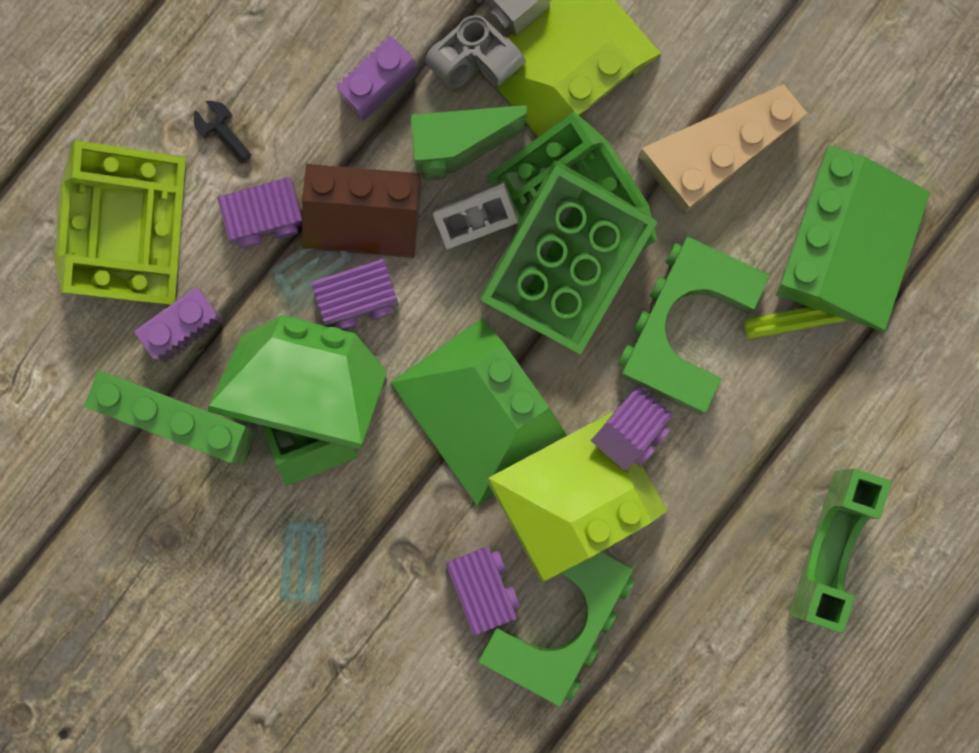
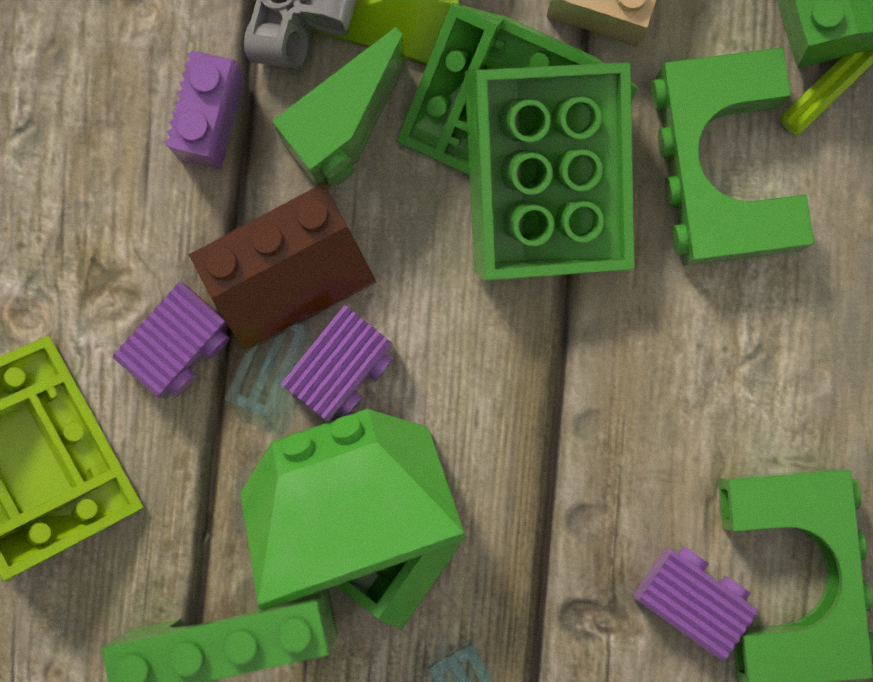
camera: 30 degrees left, 0 degrees up
(178, 325) = (162, 529): medium lavender brick -> none
(222, 131) = (70, 279): black bar -> none
(475, 214) = (415, 189): light grey brick -> none
(478, 407) = (560, 402): bright green slope -> none
(573, 501) = (737, 432): lime slope -> none
(632, 429) = (747, 314): medium lavender brick -> none

